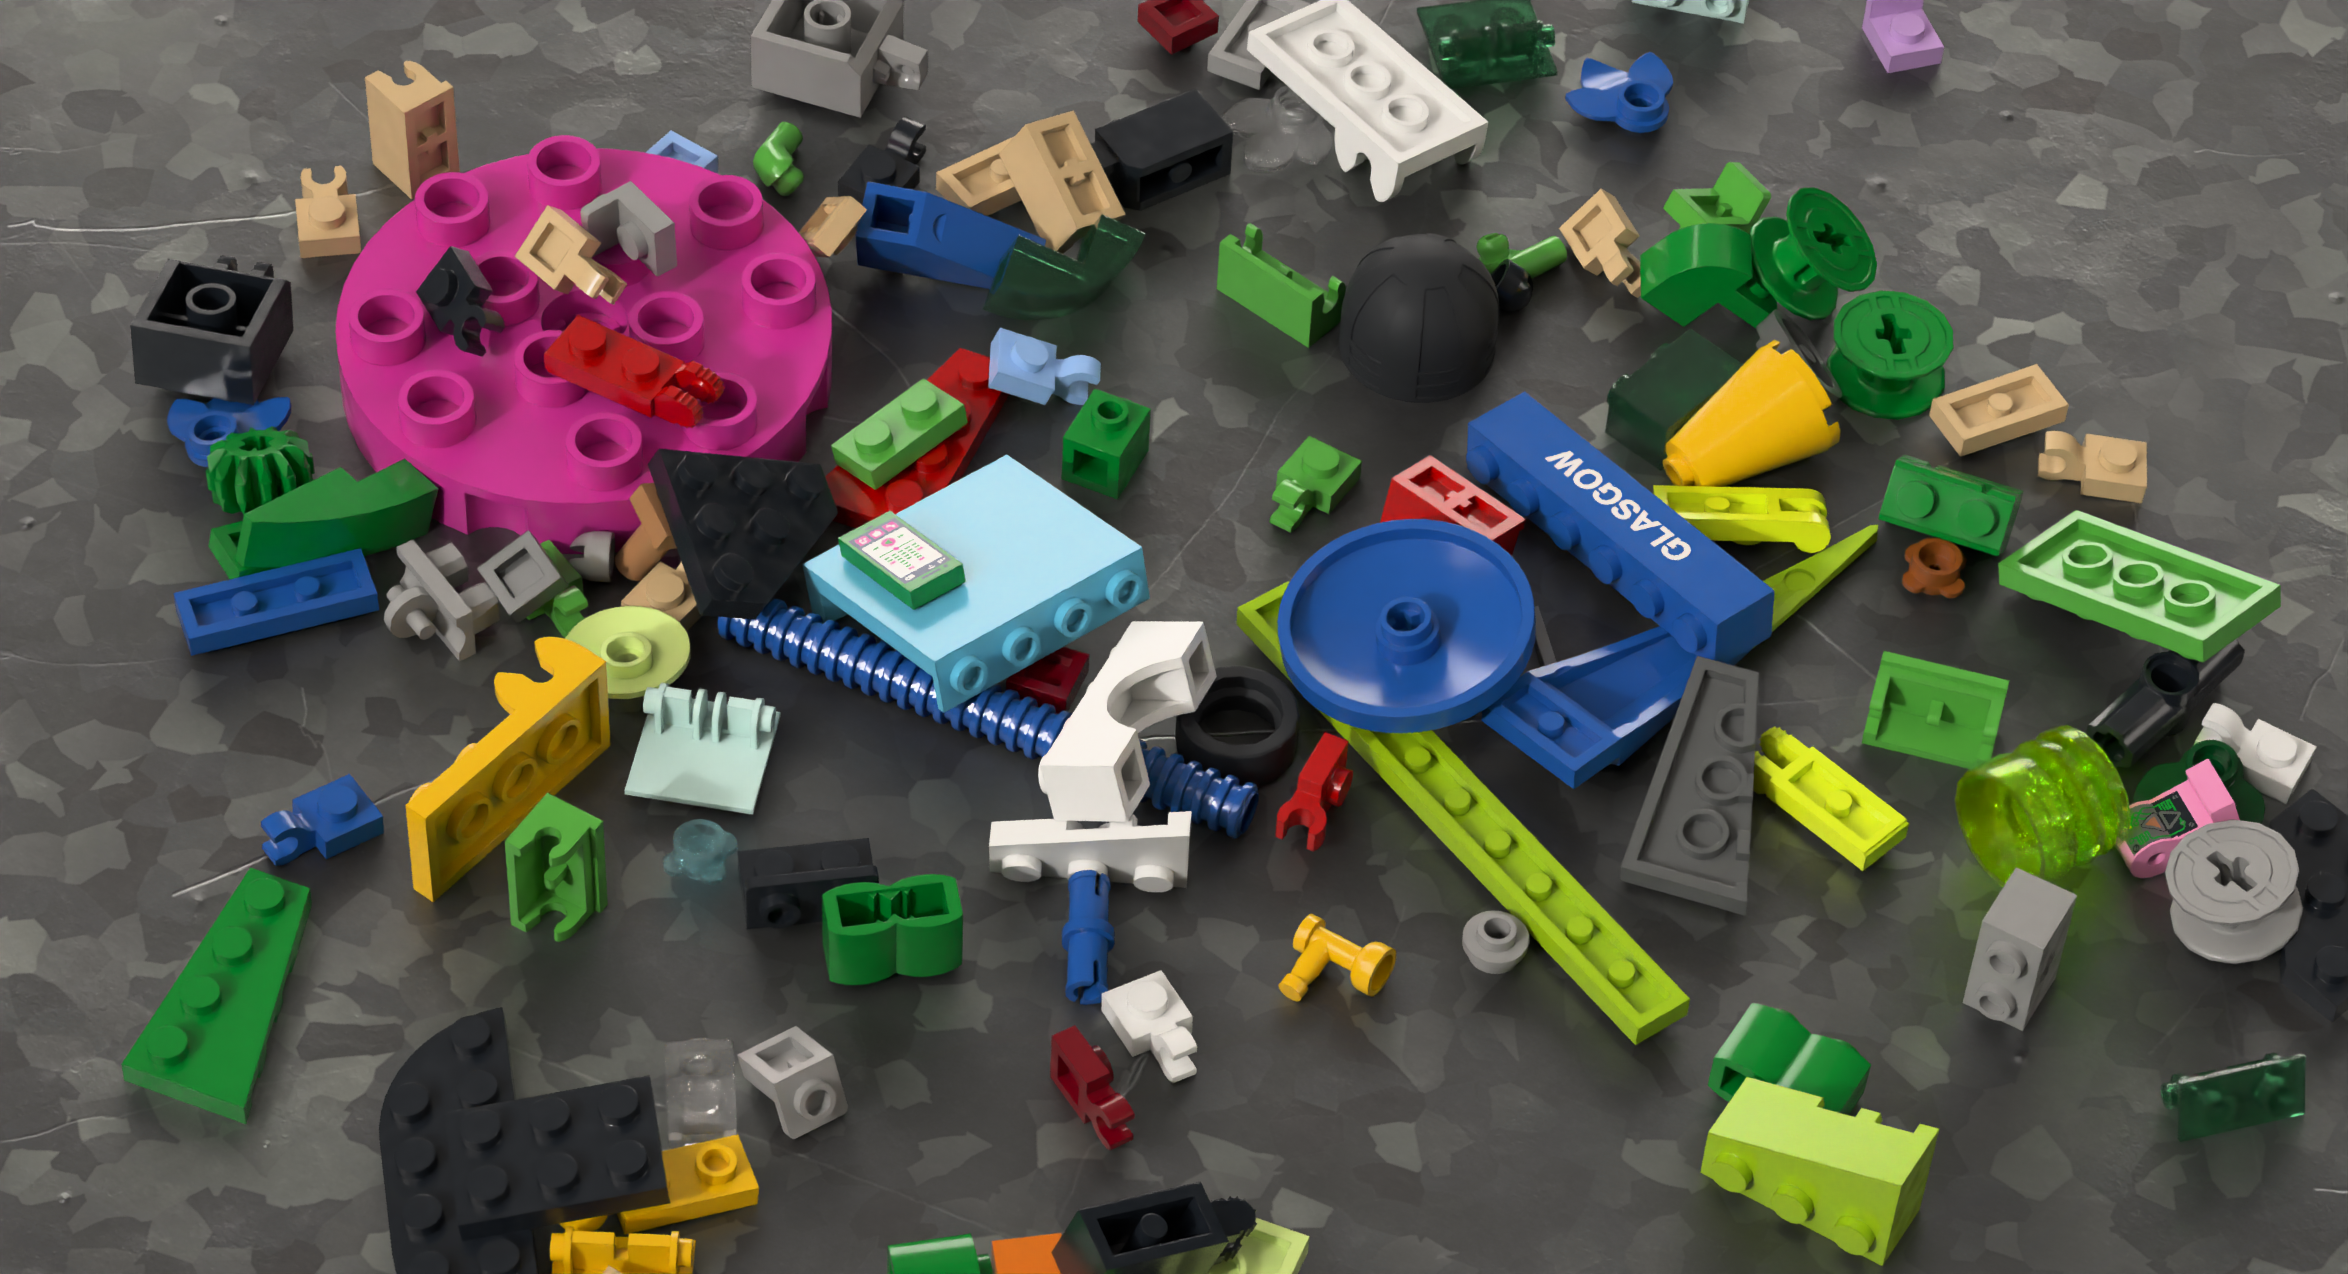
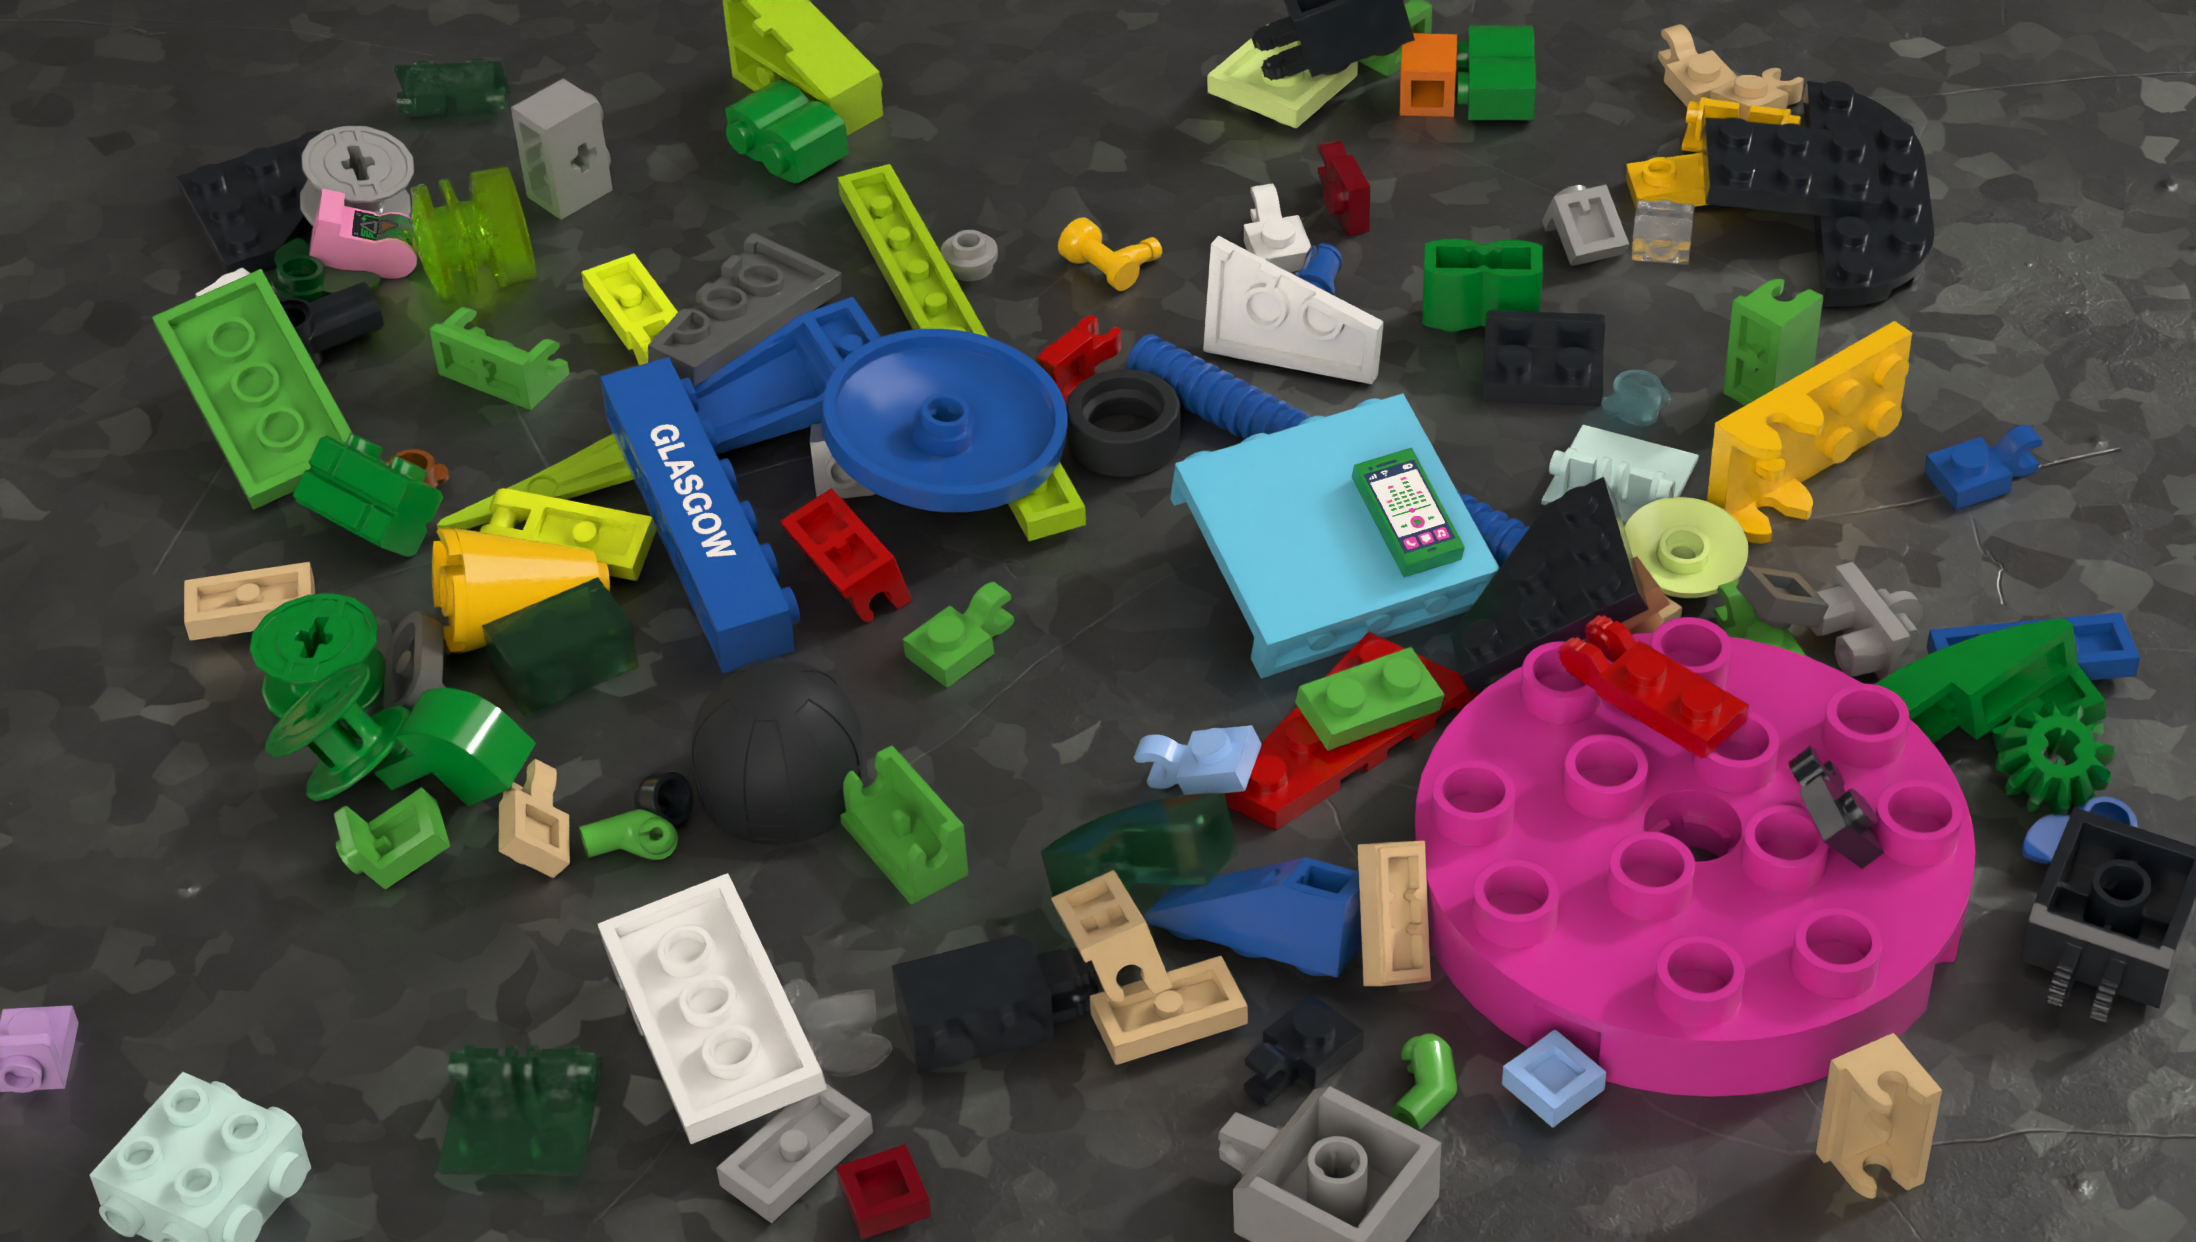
camera: 160 degrees left, 5 degrees down
(219, 1014) = (2068, 349): green wing -> none
(327, 217) = (1984, 1094): tan plate -> none
(562, 256) = (1716, 805): tan plate -> none
(635, 223) = (1631, 827): light grey bracket -> none
(1097, 759) = (1195, 399): white arch -> none
(1105, 443) = (1155, 681): green brick -> none
(1629, 98) = (400, 1019): blue plate -> none
(2103, 465) = (185, 546): tan plate -> none

